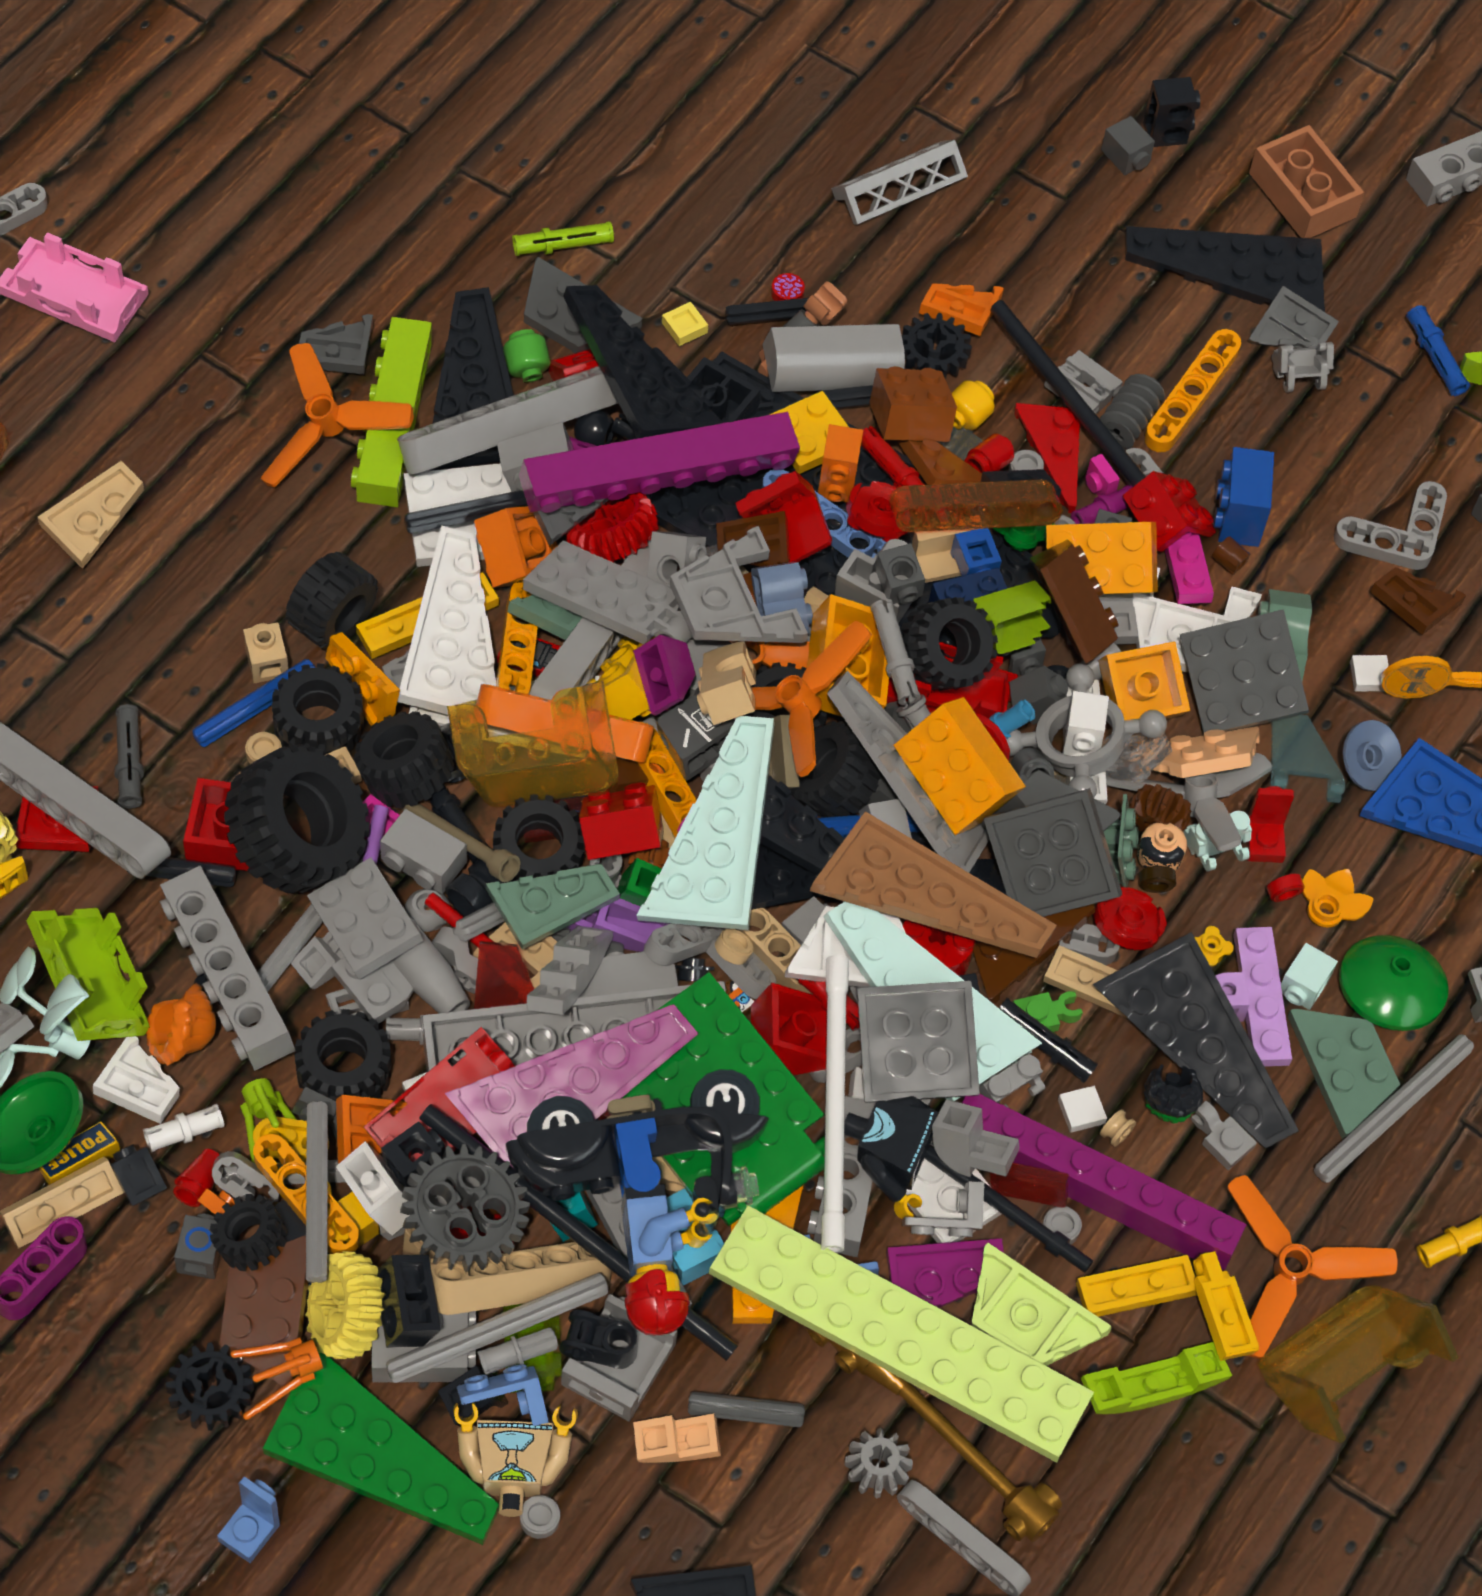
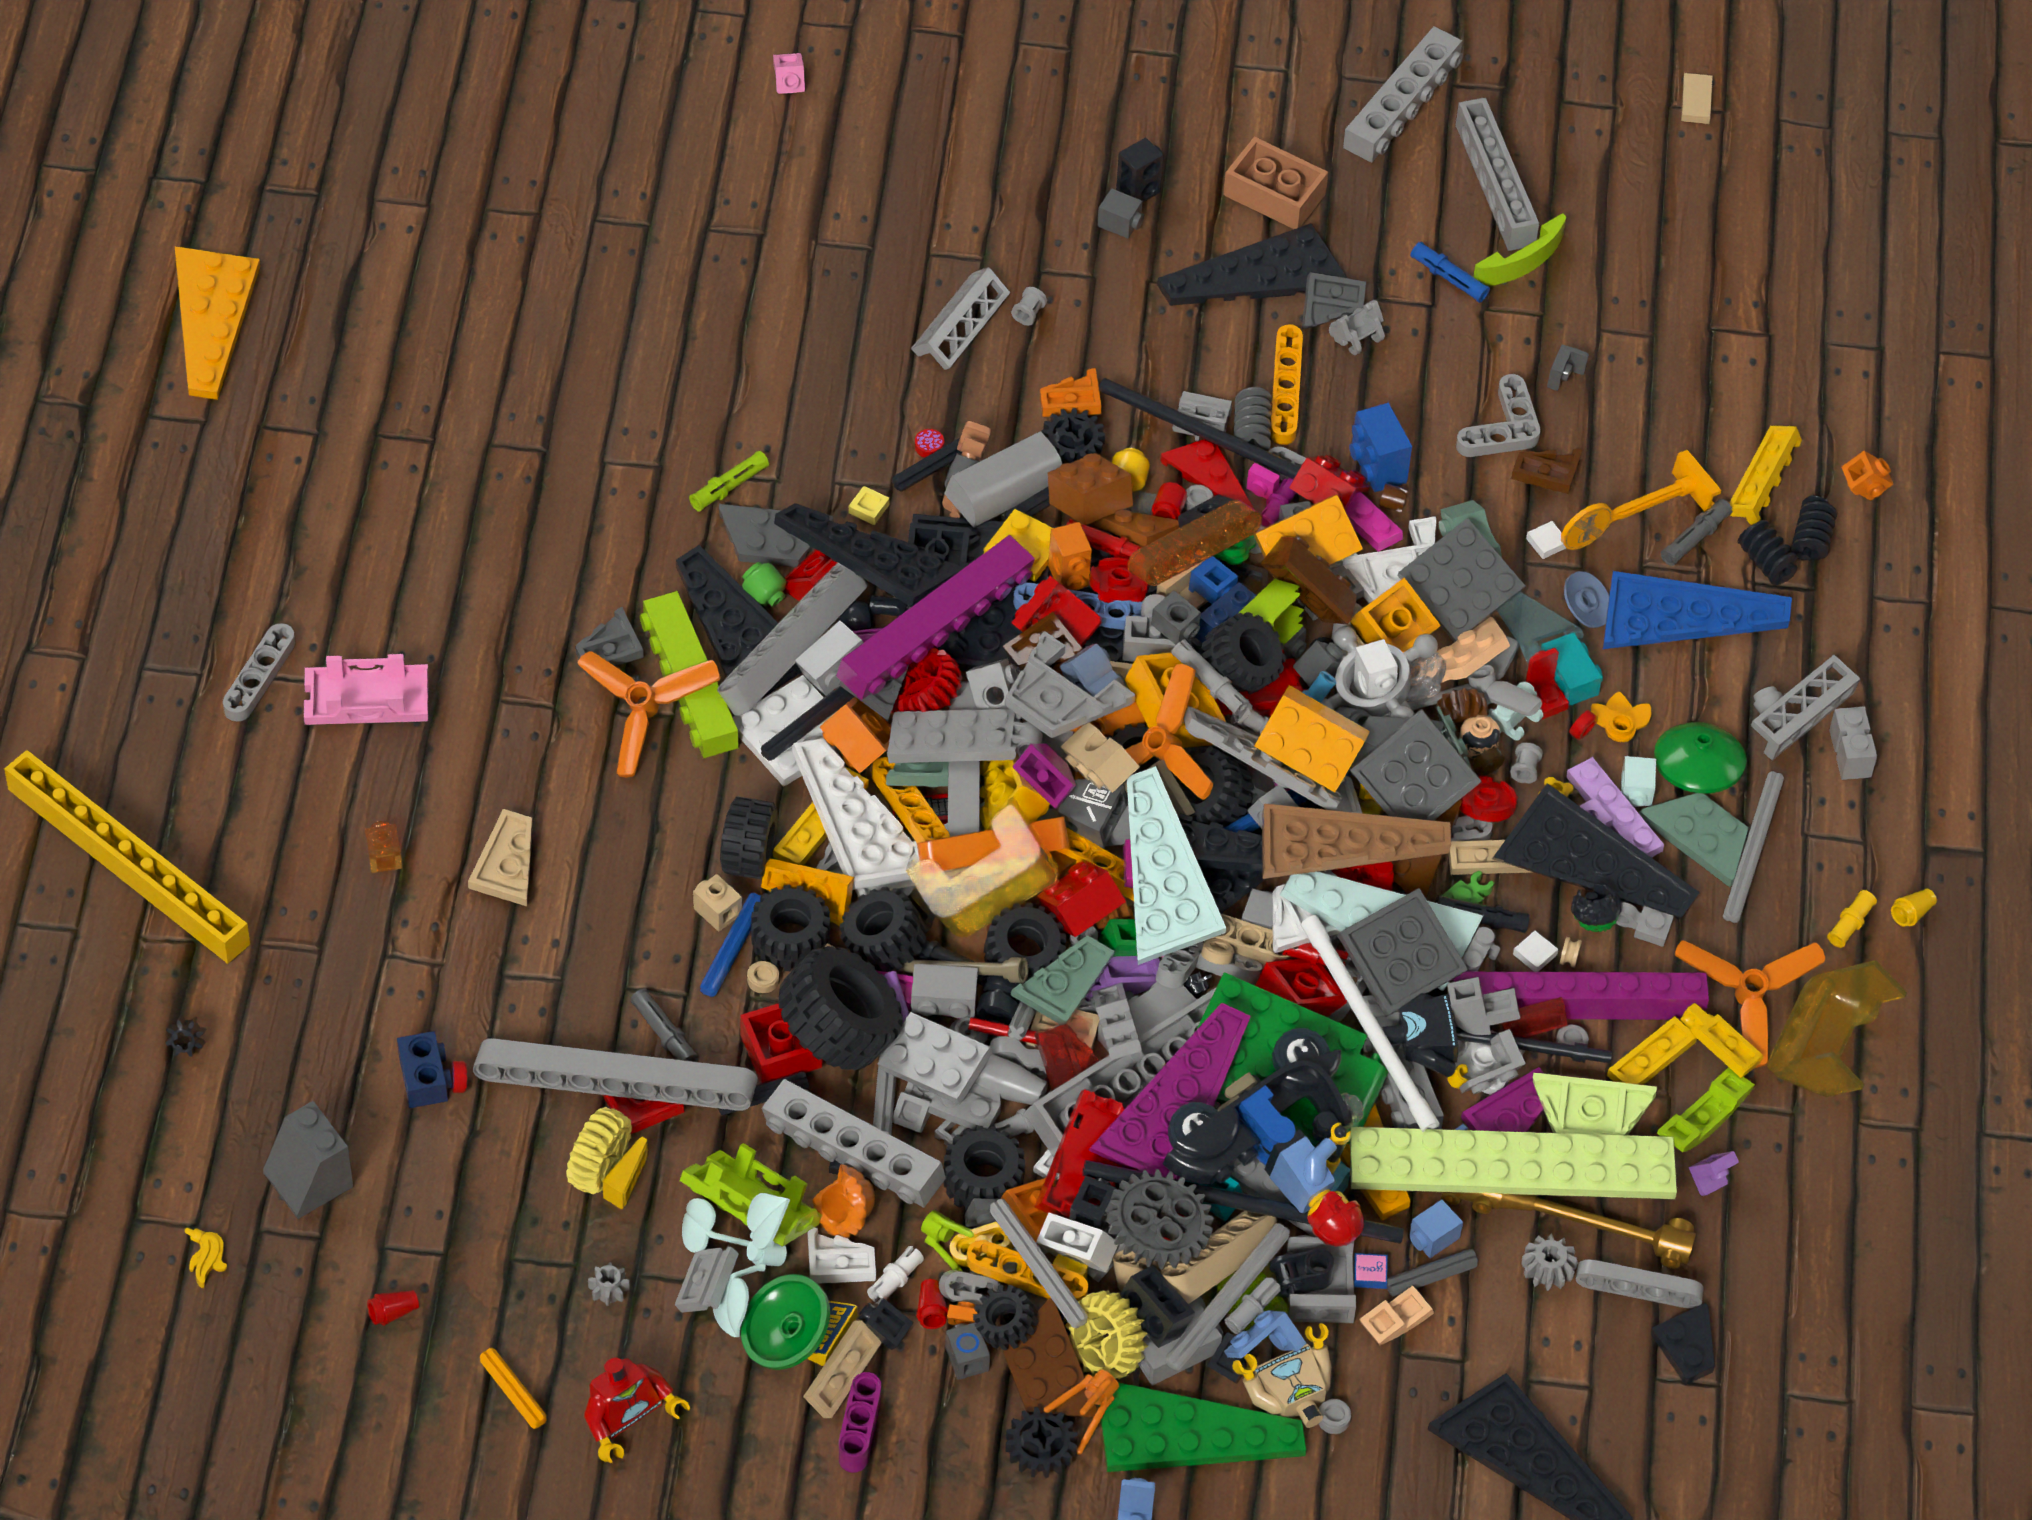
camera: 25 degrees left, 5 degrees down
(681, 1373) = (1370, 1270): none -> bright pink tile
(777, 1363) = (1435, 1229): none -> medium blue brick
(976, 197) = (1032, 301): none -> light grey bush
(1120, 1451) = (1712, 1171): none -> medium lavender bracket
(1198, 899) = (1525, 767): none -> light grey bush
(1310, 822) = (1575, 670): none -> teal brick

